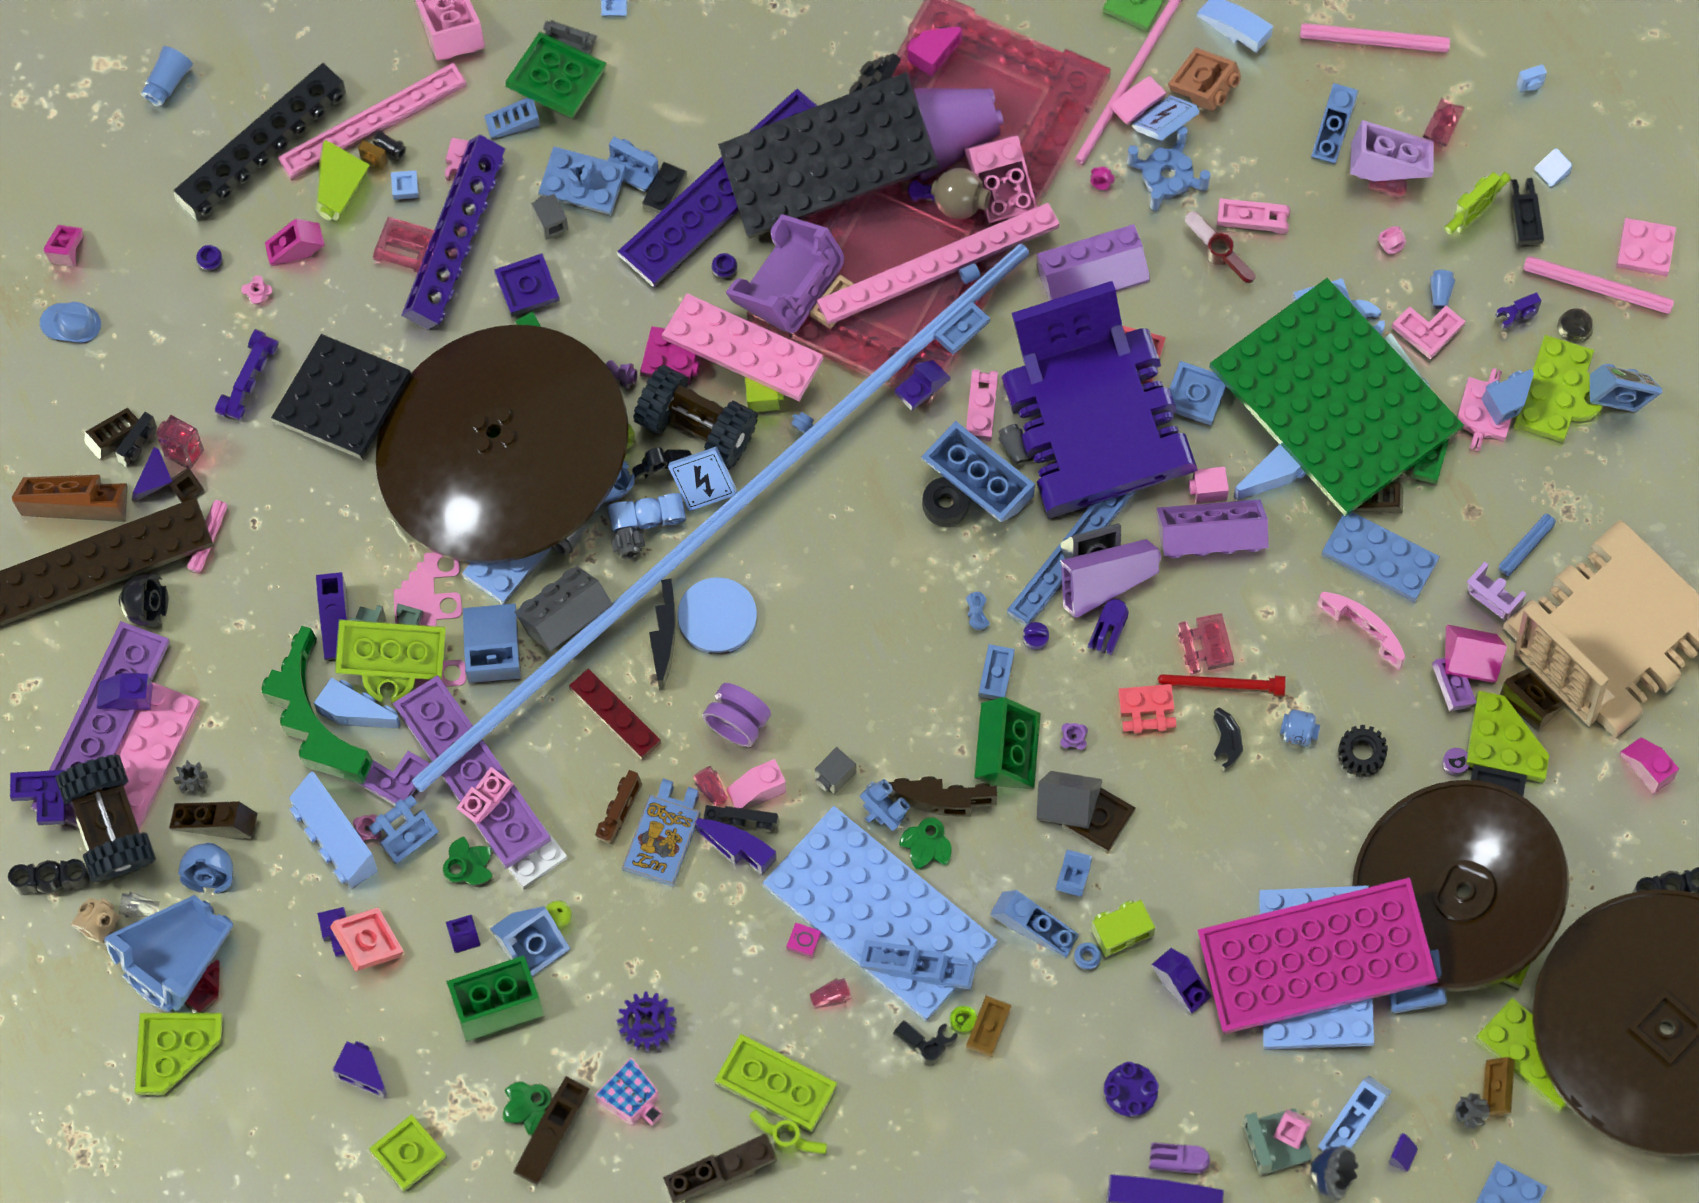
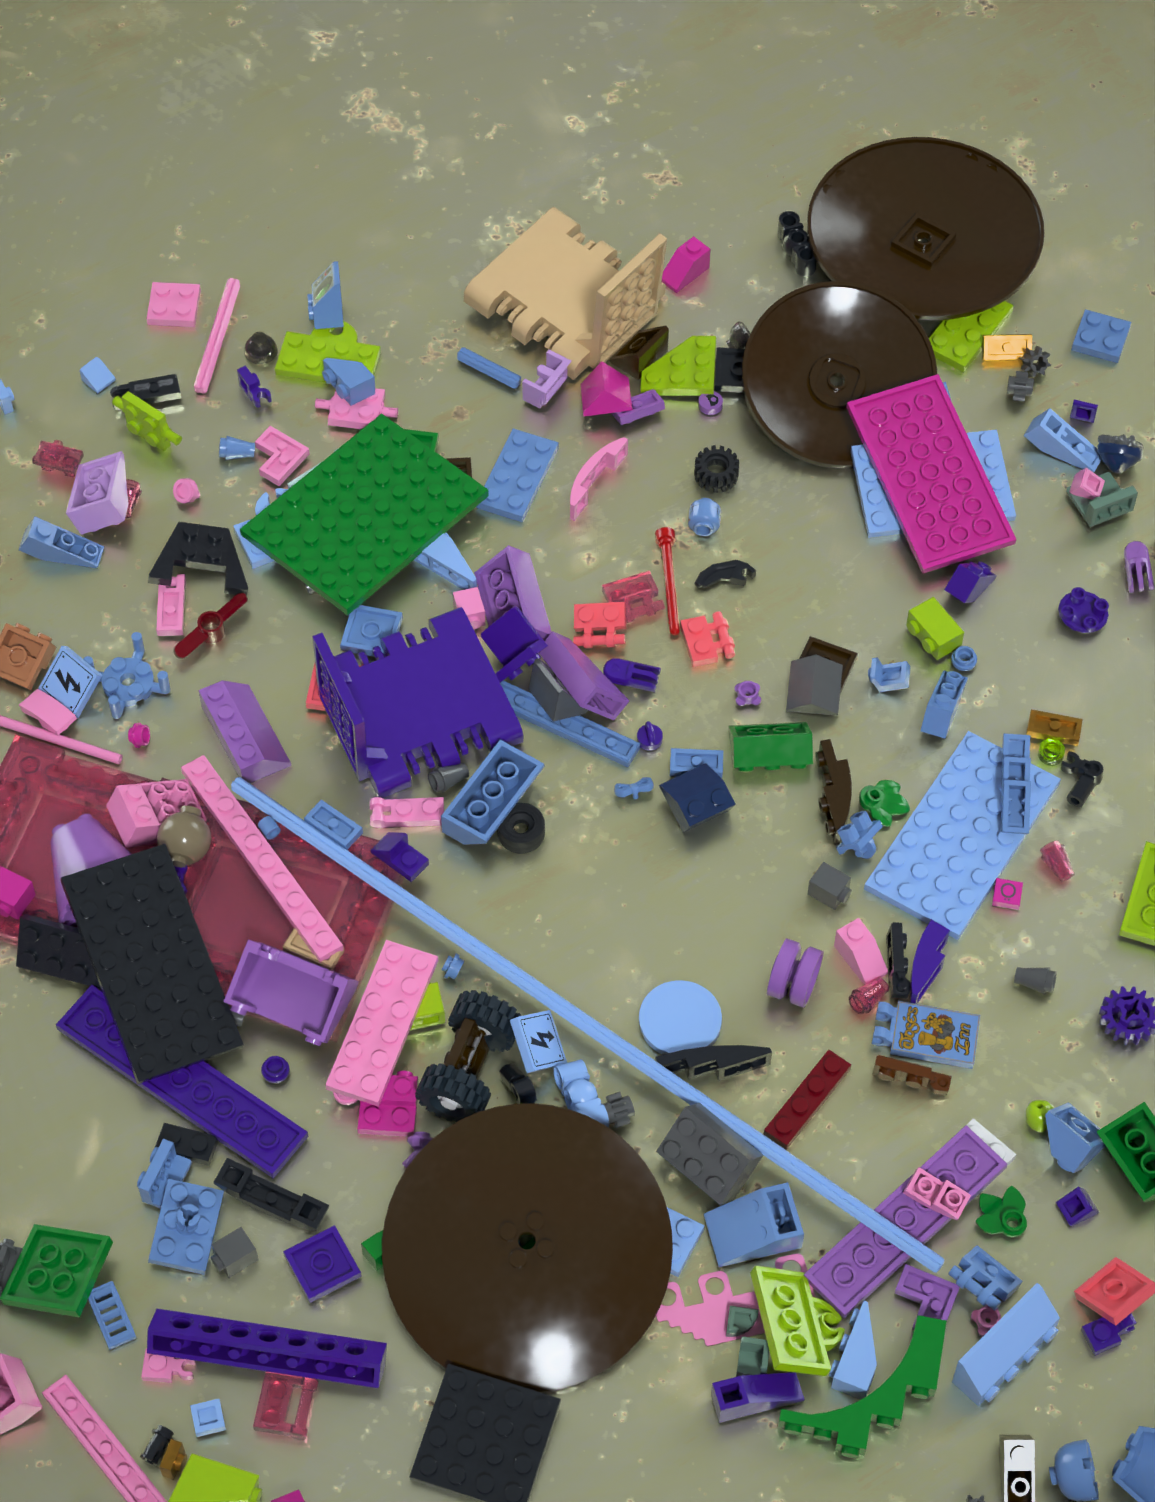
camera: 100 degrees left, 10 degrees down
(599, 249) = (270, 1198): none -> black slope
(701, 946) = (1038, 979): none -> dark grey cone
(951, 661) = (697, 797): none -> dark blue slope
(1148, 519) = (513, 643): none -> dark purple bracket
(1182, 606) = (599, 617): none -> coral plate
(1316, 245) = (203, 549): none -> black wing
(1439, 1087) = (1020, 386): none -> dark grey gear
(1542, 800) = (738, 336): none -> clear smoke brick

